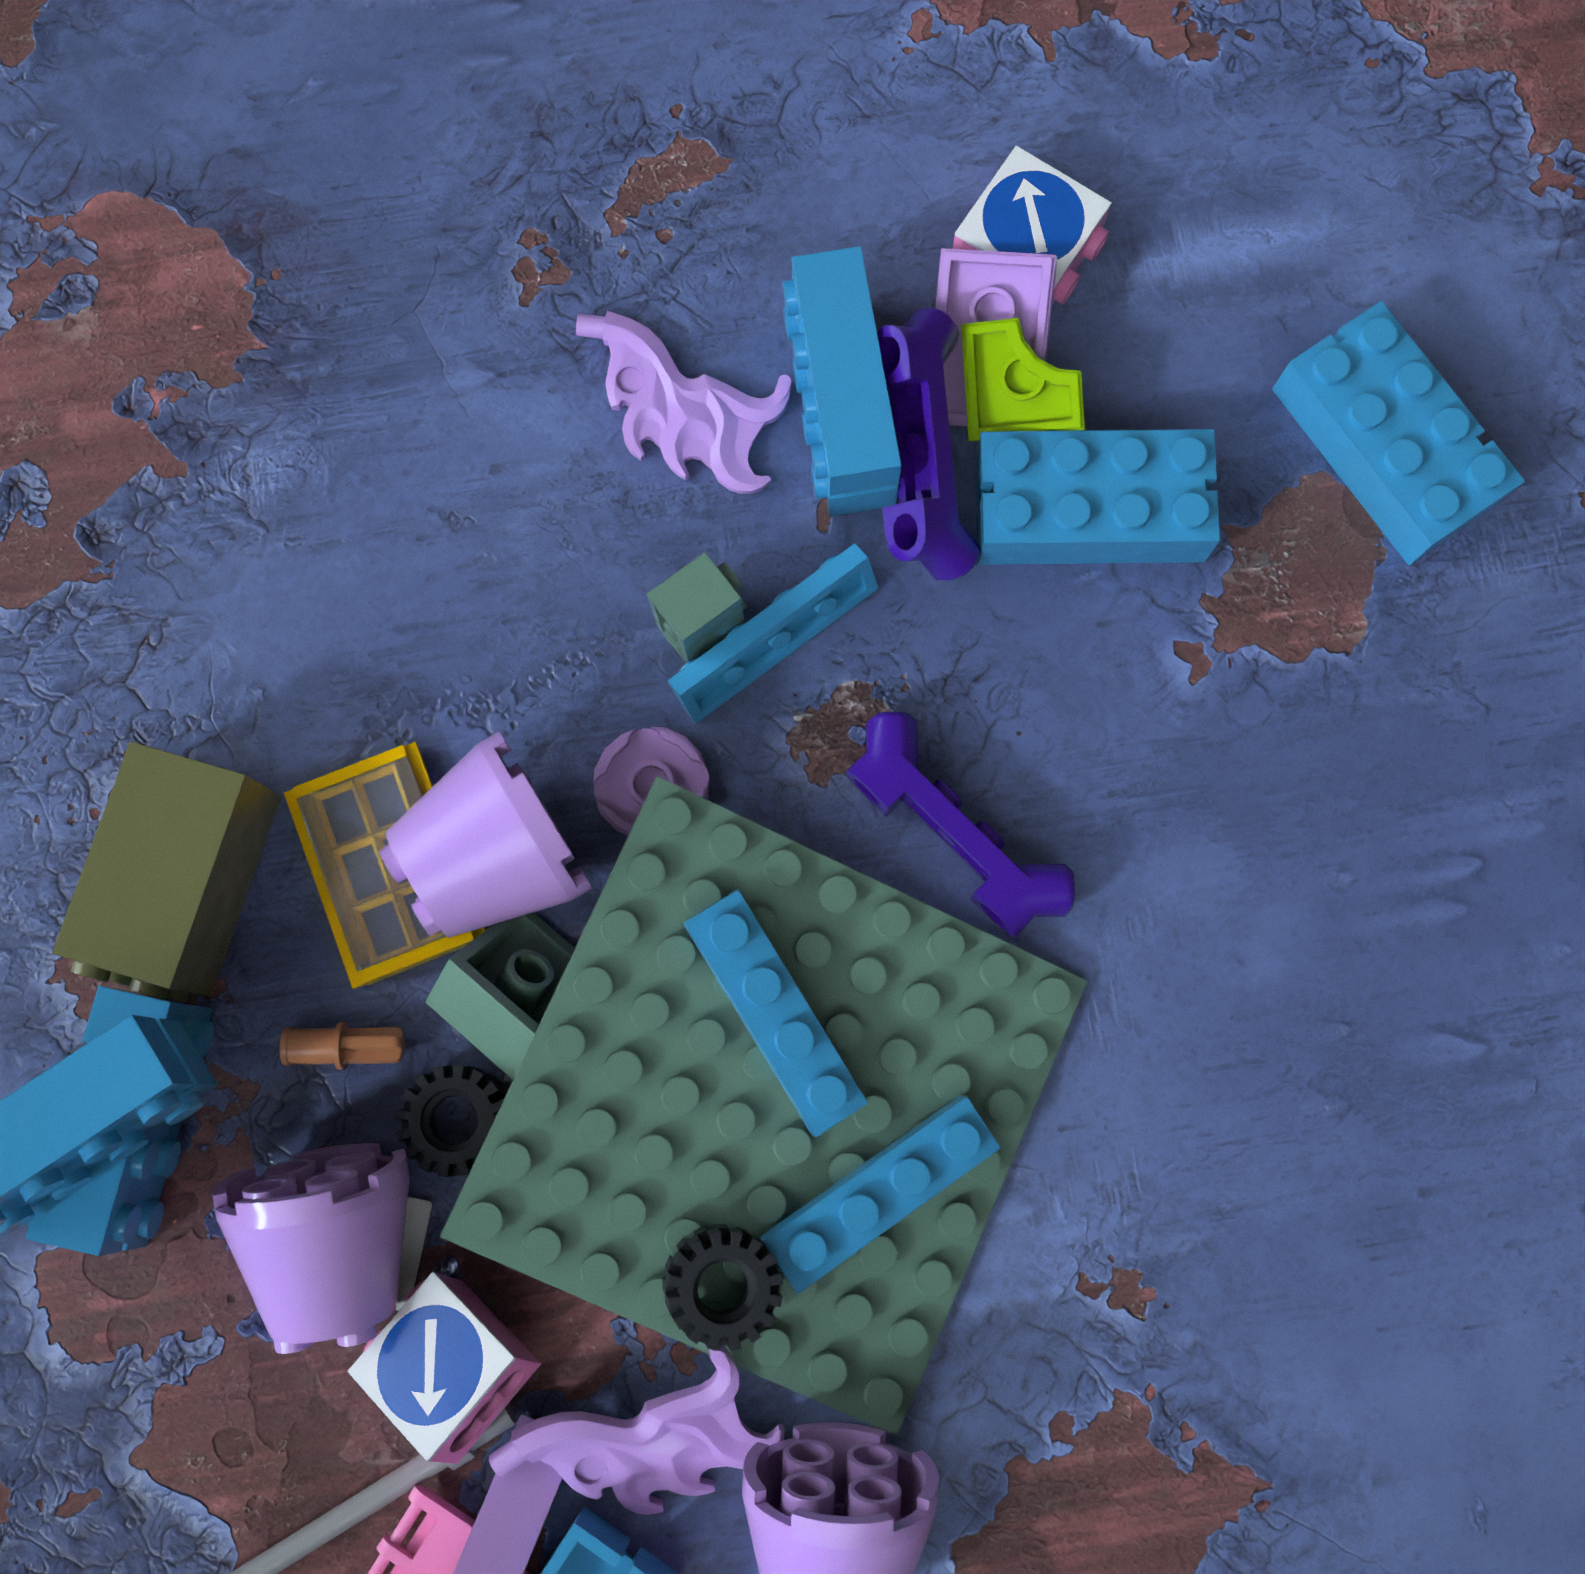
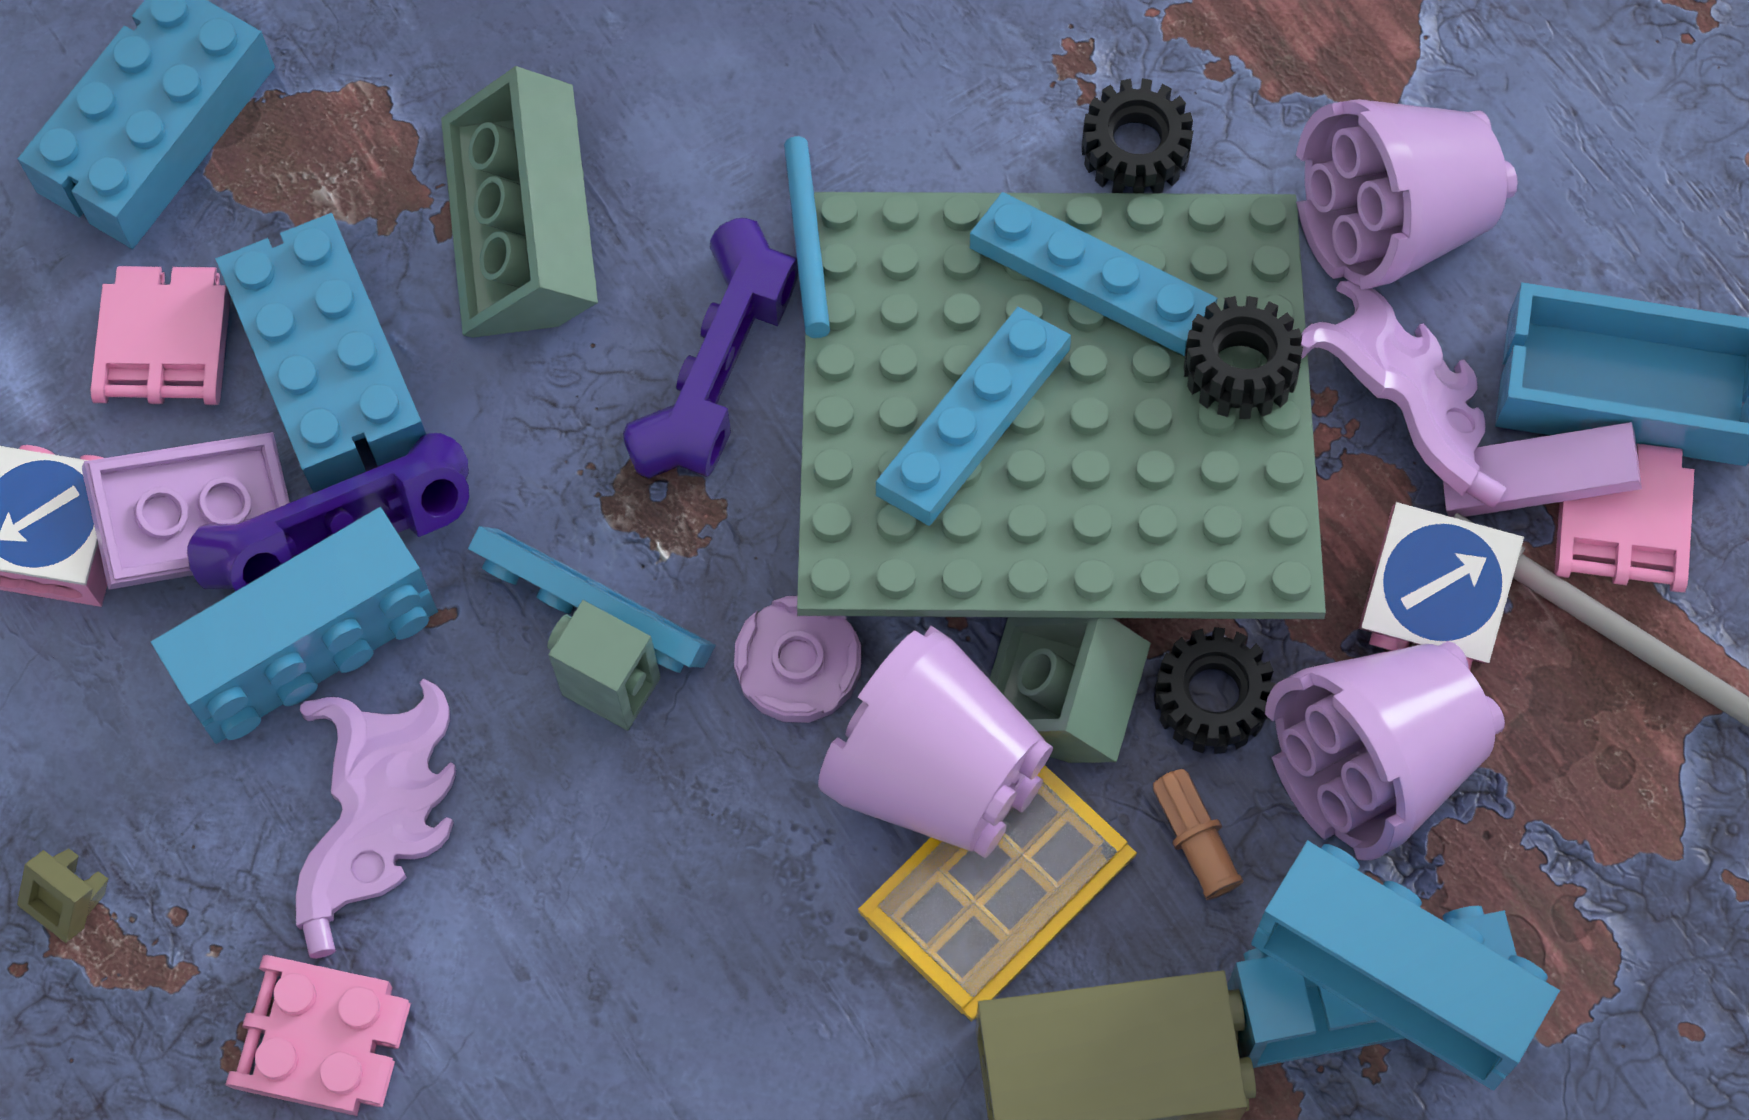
camera: 115 degrees left, 10 degrees down
(513, 301) = (320, 1037): none -> bright pink plate
(707, 147) = (57, 895): none -> olive tile
(1012, 386) = (240, 462): lime tile -> none
(1033, 951) = (806, 238): none -> dark azure bar
(1052, 1309) = (1137, 107): none -> black tyre
(1171, 375) = (161, 335): none -> bright pink plate
(1175, 716) = (518, 206): none -> sand green slope

